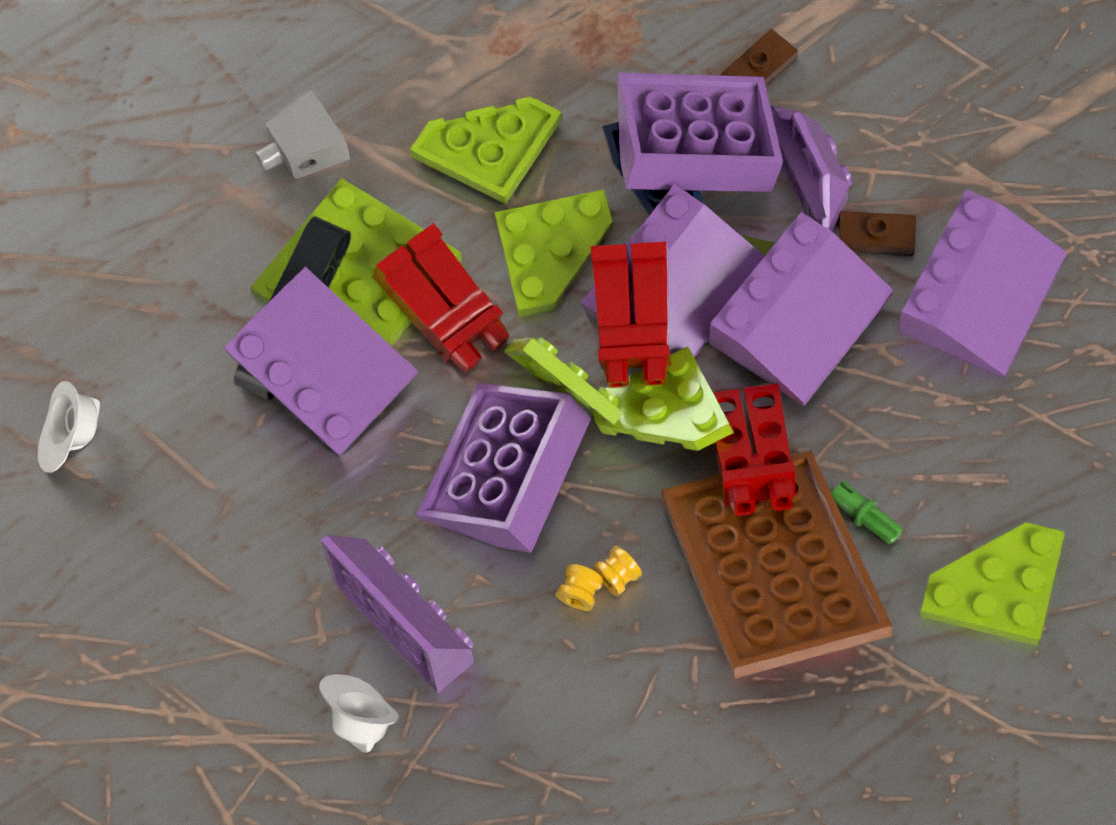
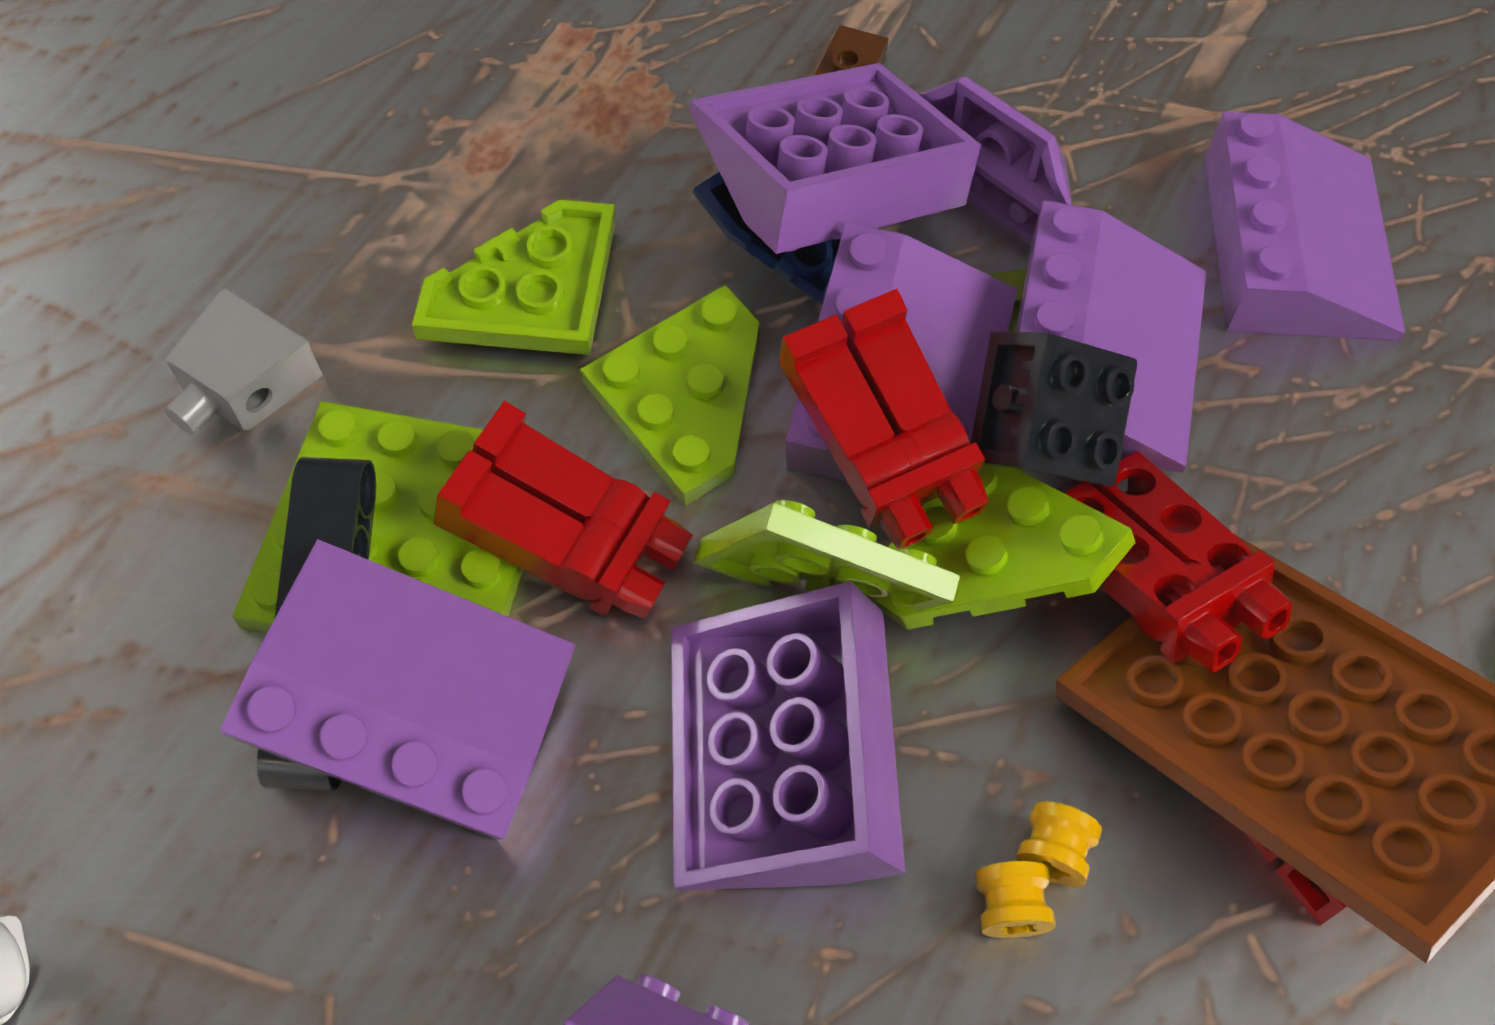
camera: 30 degrees left, 5 degrees down
(728, 343) = (1053, 406): none -> black bracket
(865, 512) = (1374, 594): bright green axle -> none
(878, 232) = (1142, 205): reddish brown plate -> none

